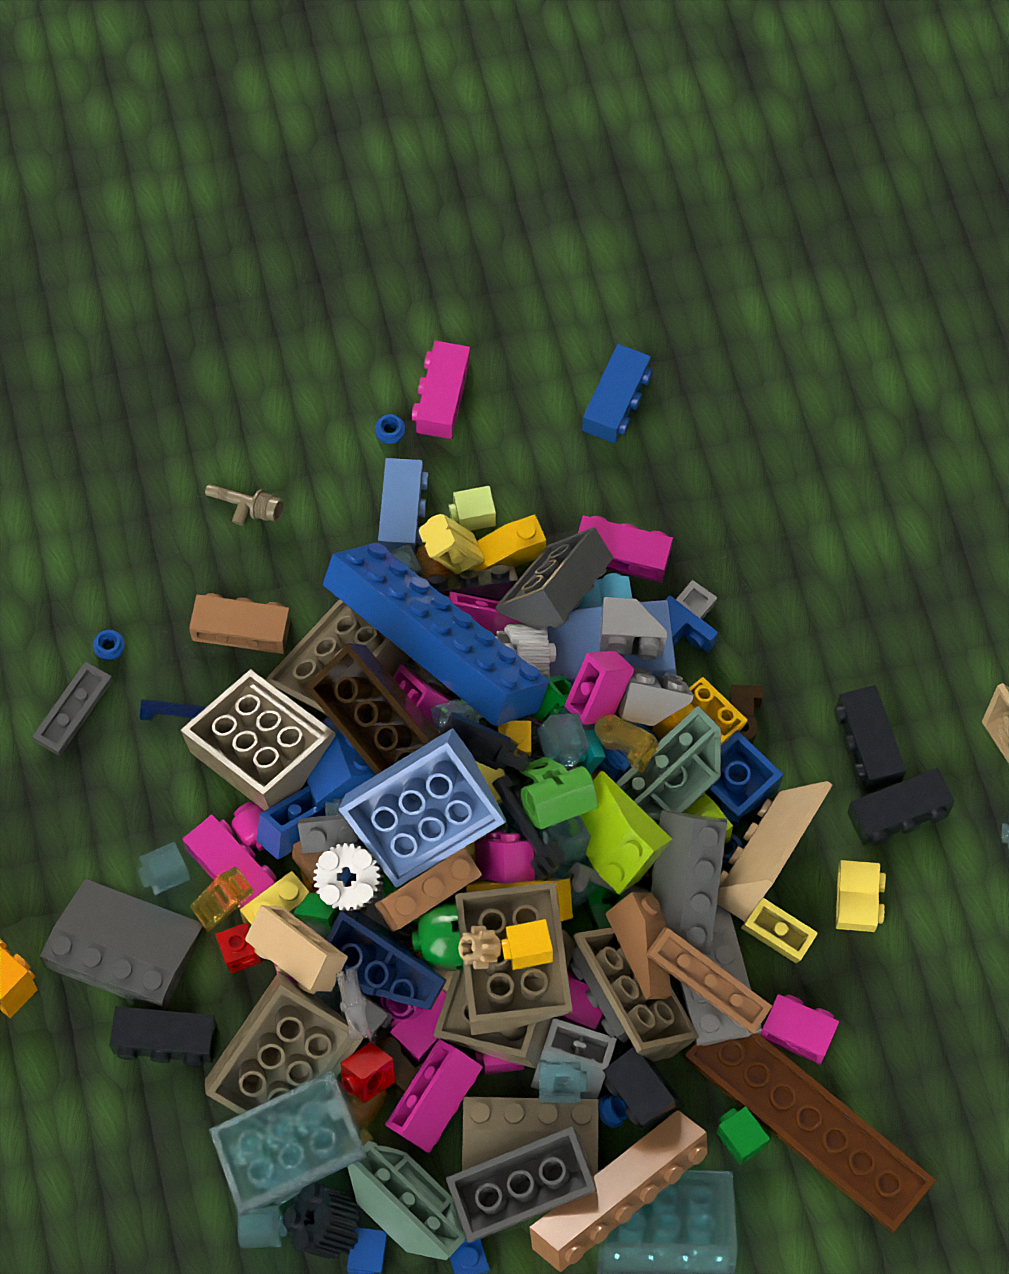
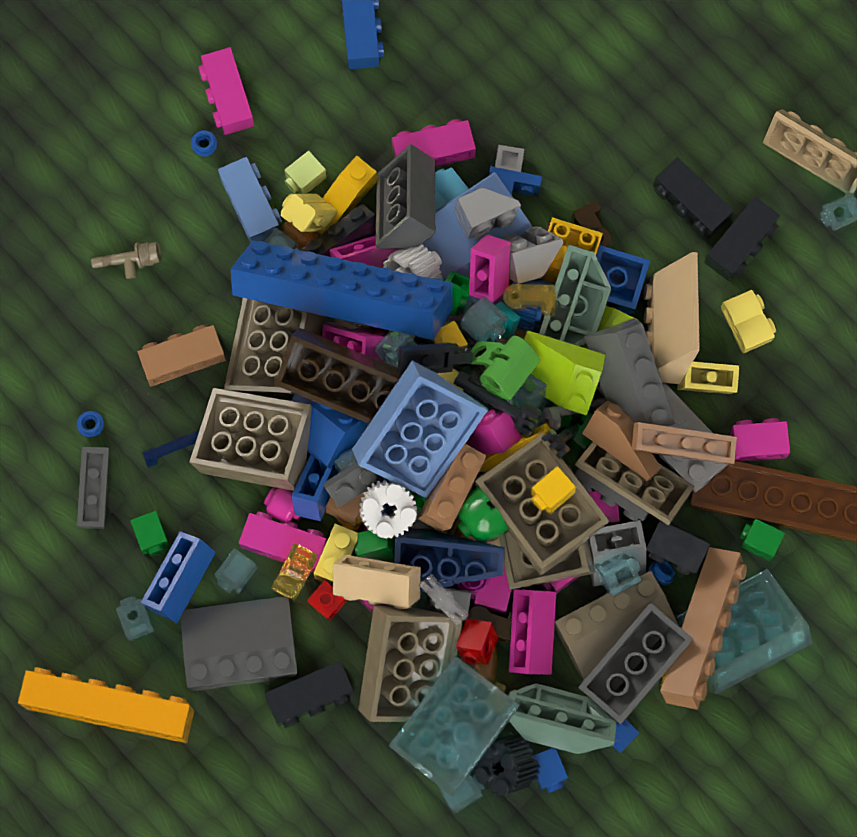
camera: 30 degrees left, 10 degrees up
(34, 871) = (138, 627): none -> clear light blue brick
(100, 783) = (150, 534): none -> green brick
(101, 841) = (178, 577): none -> blue brick
(479, 947) = (519, 511): tan gear -> none
(568, 901) = (561, 438): none -> black hinge

